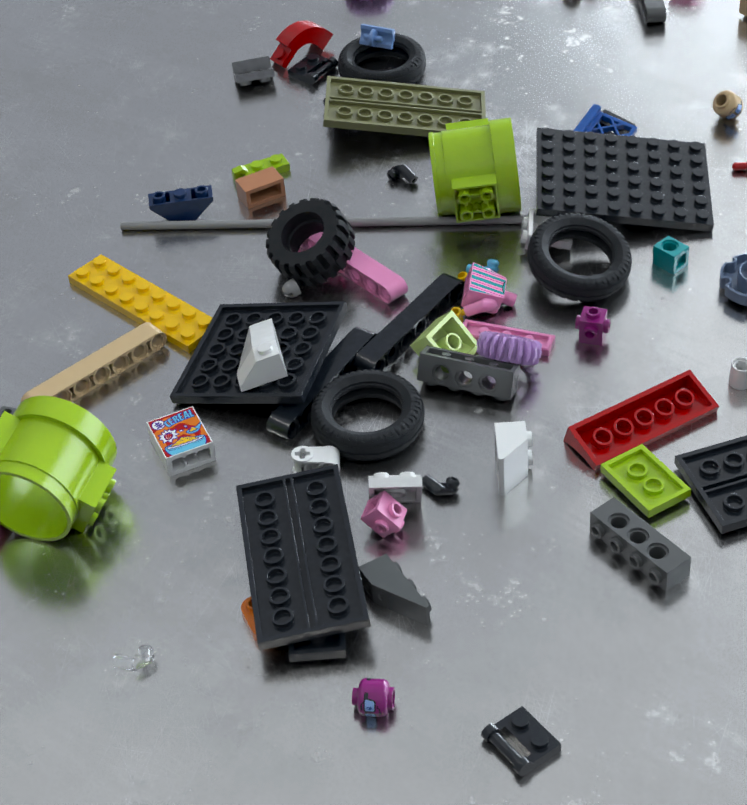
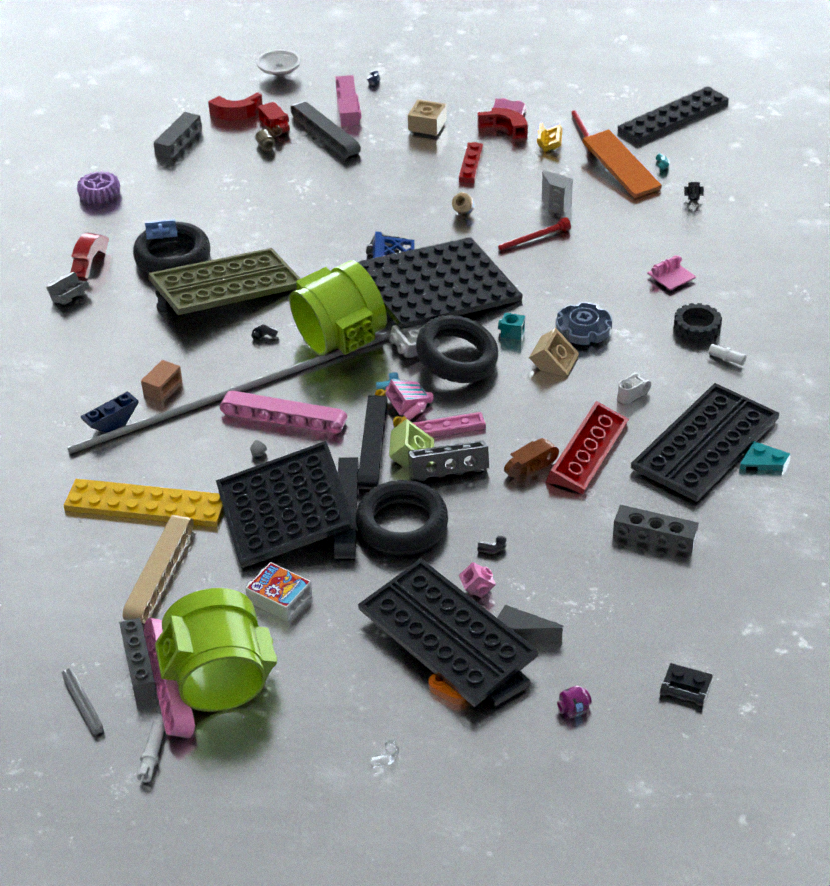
camera: 35 degrees left, 0 degrees up
(261, 357) = (296, 503): white wedge -> none
(278, 161) = (144, 365): lime hinge -> none
(295, 227) = (247, 386): black tyre -> none
(312, 68) = (108, 269): black plate -> none
(314, 457) = (392, 564): white piece -> none
(402, 487) = (473, 553): white plate -> none
(509, 348) = (465, 431): lavender gear -> none
(512, 454) = (527, 503): white slope -> none
(562, 405) = (531, 458): none -> dark orange piece
(592, 325) = (500, 392): magenta brick -> none
(645, 480) = (623, 486): lime plate -> none
(692, 302) = (554, 353): none -> tan slope

